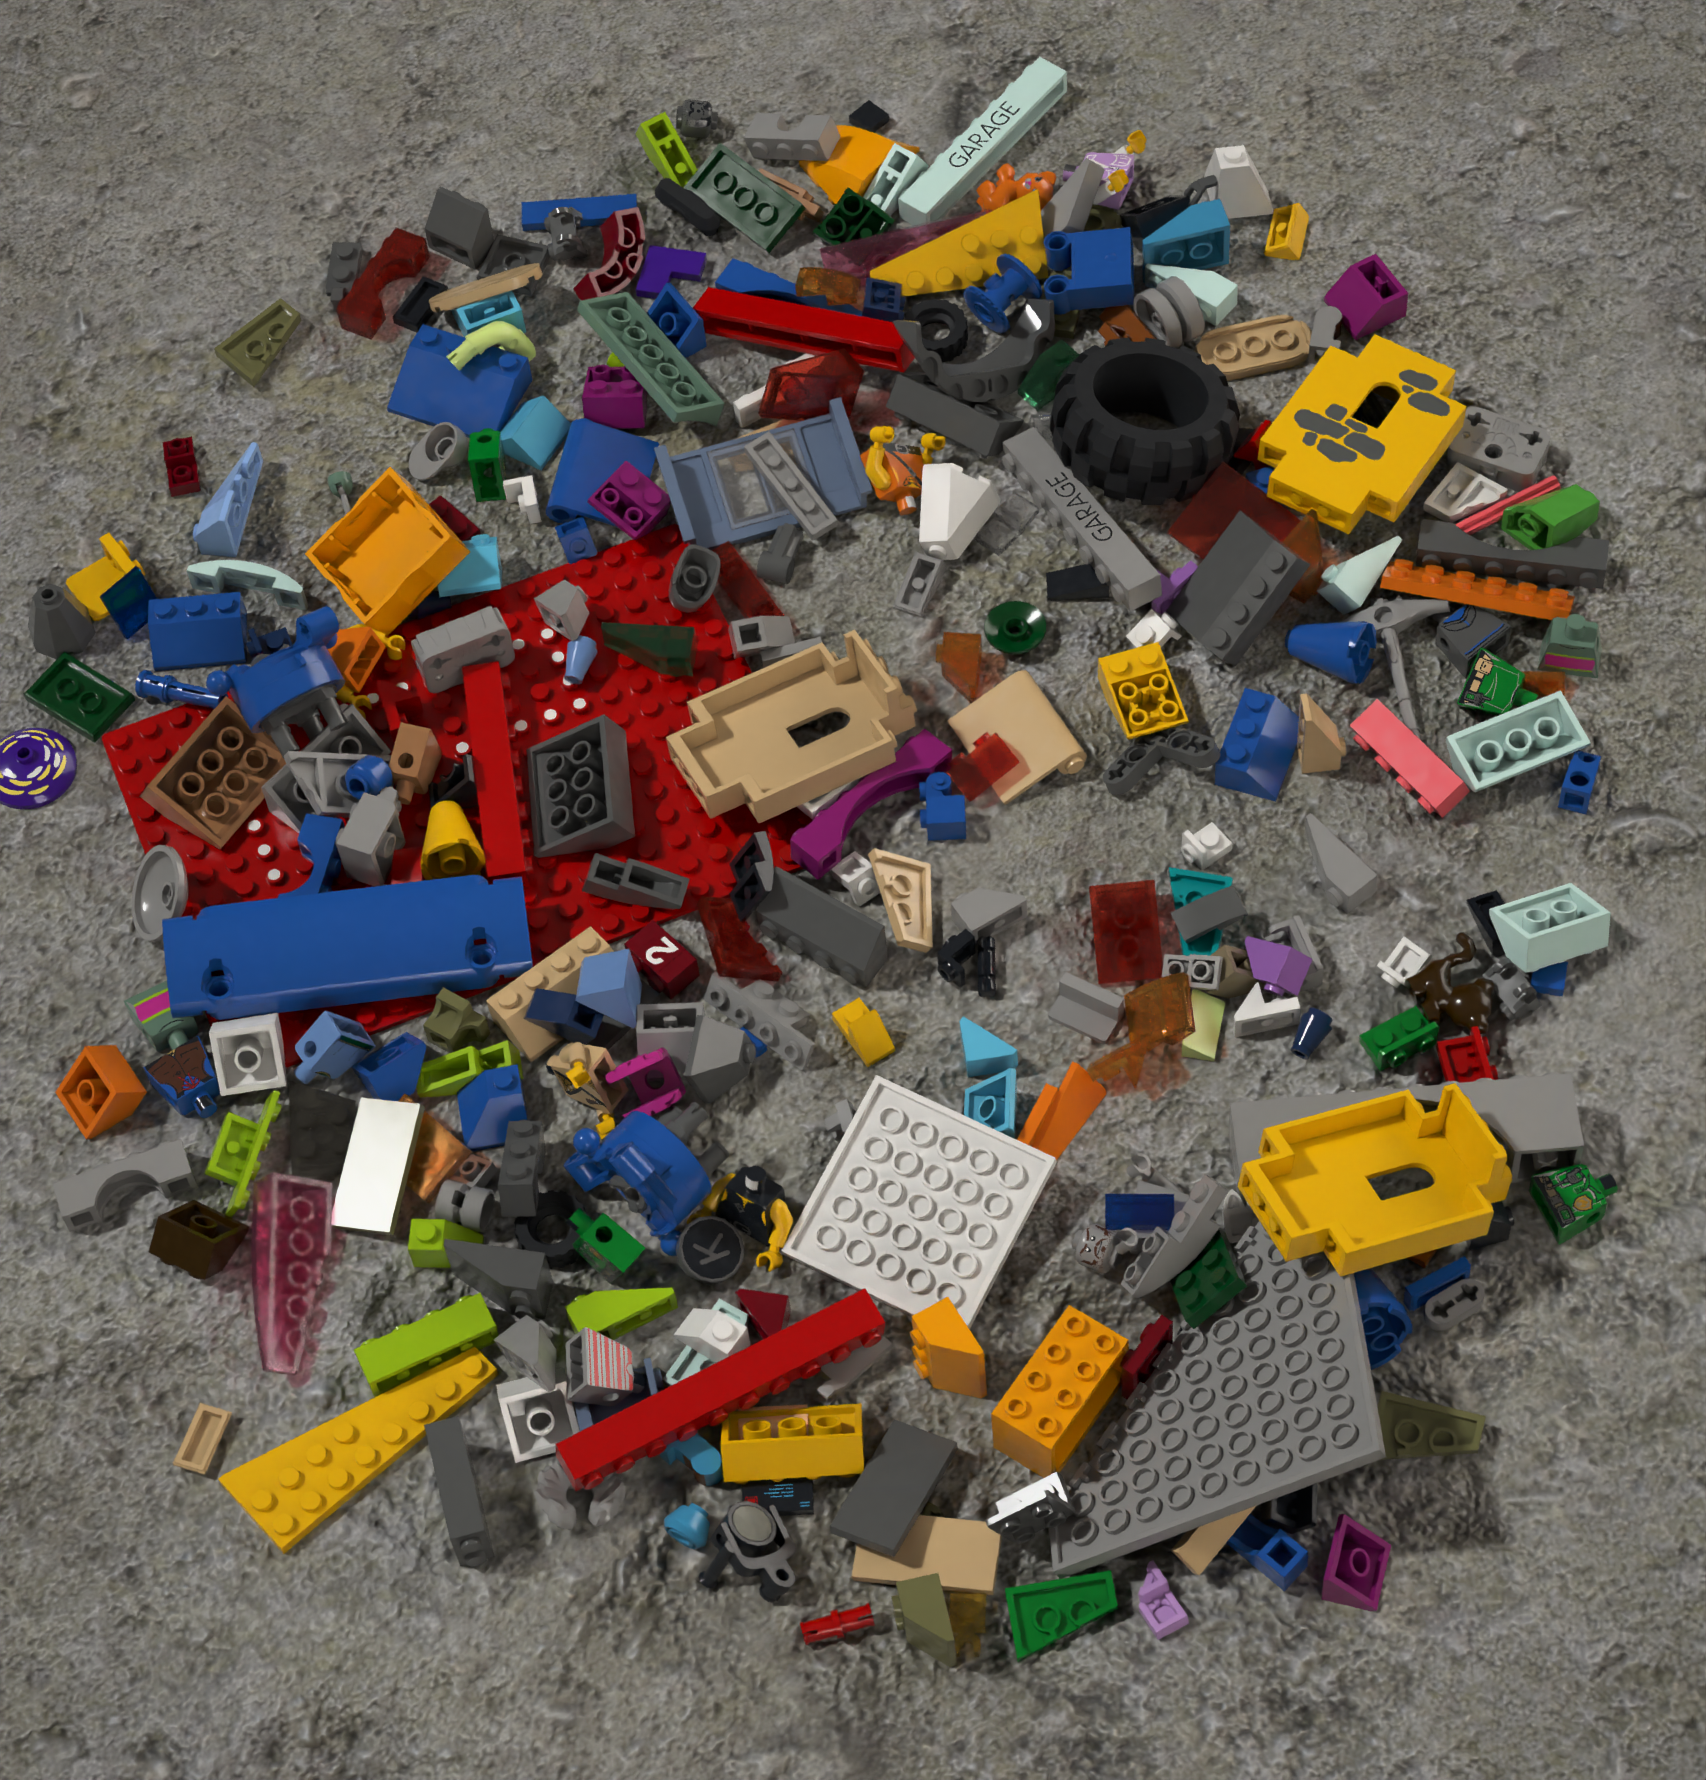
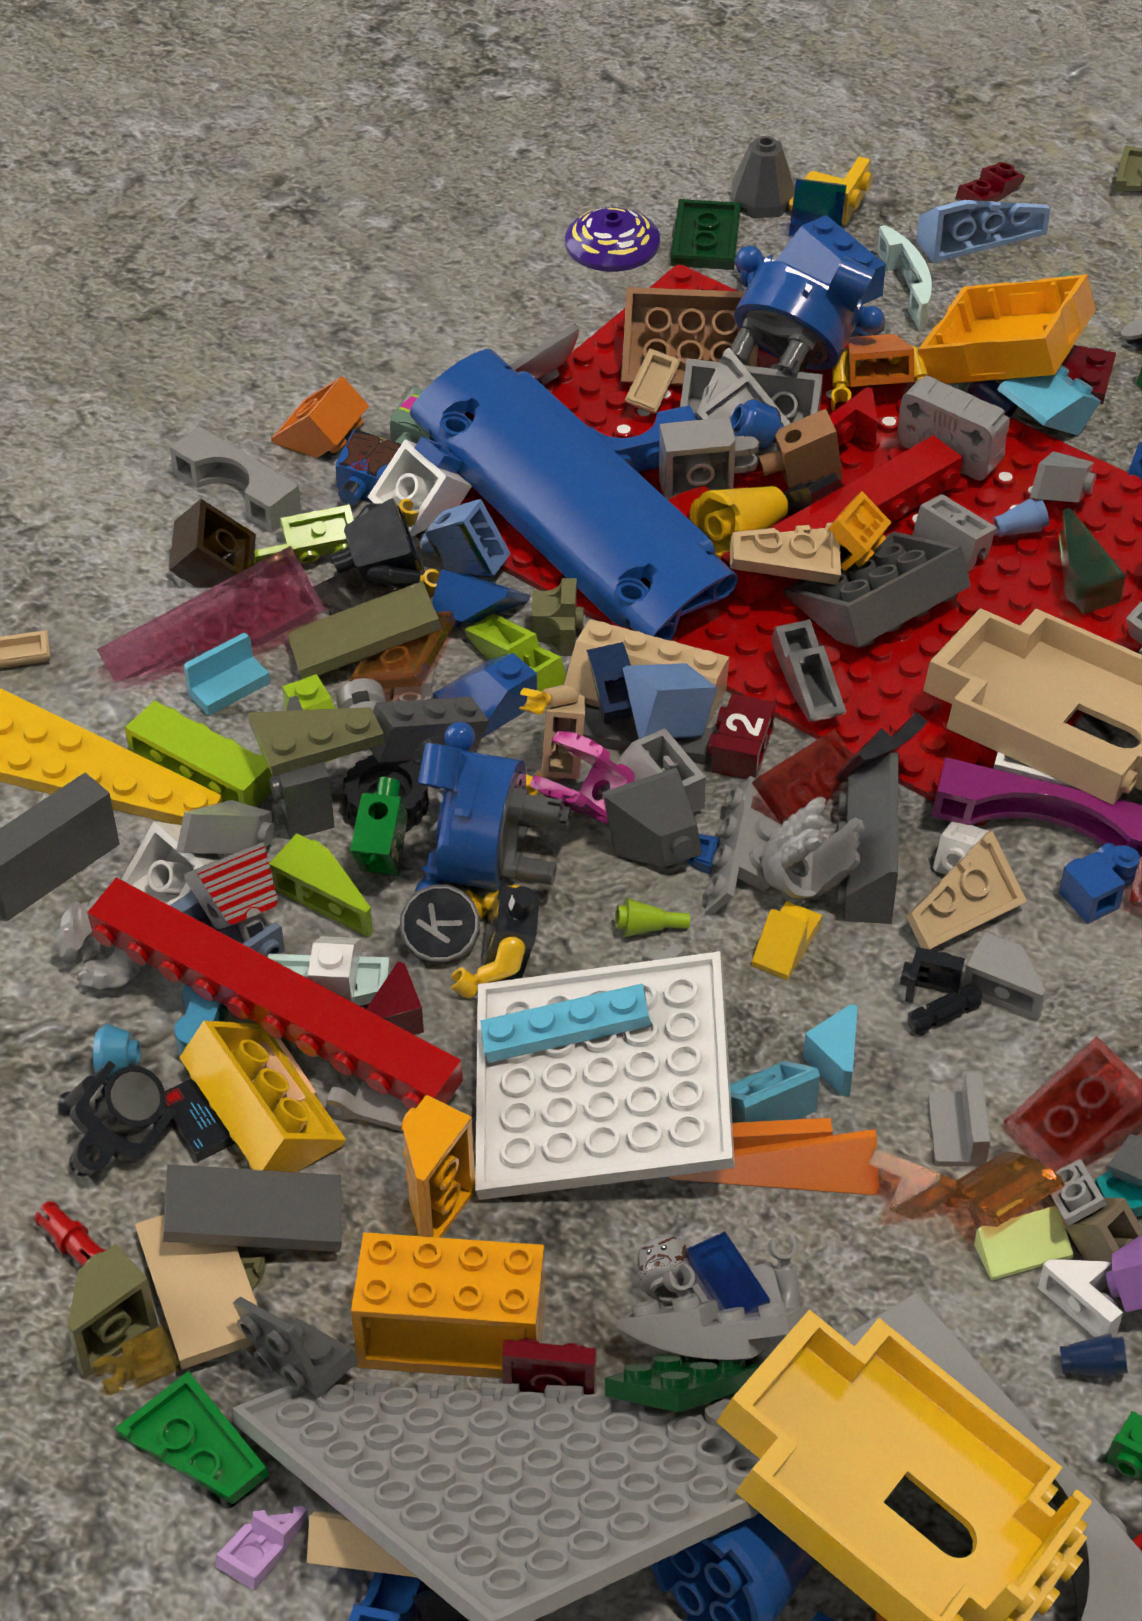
camera: 55 degrees right, 10 degrees down
(241, 1018) = (438, 455): none -> blue tile
(246, 825) = (652, 381): none -> tan tile
(306, 1107) = (384, 546): none -> black torso
(351, 1290) = (224, 675): none -> medium azure panel
(501, 1245) = (313, 736): none -> olive wing
(526, 827) = (792, 554): none -> tan wing
(534, 771) = (859, 530): none -> light orange bracket
(561, 709) = (953, 524): none -> light grey hinge
(785, 1117) = (642, 918): none -> lime cone
(818, 971) = (819, 863): none -> light grey piece
(865, 1207) = (565, 1023): none -> medium azure plate

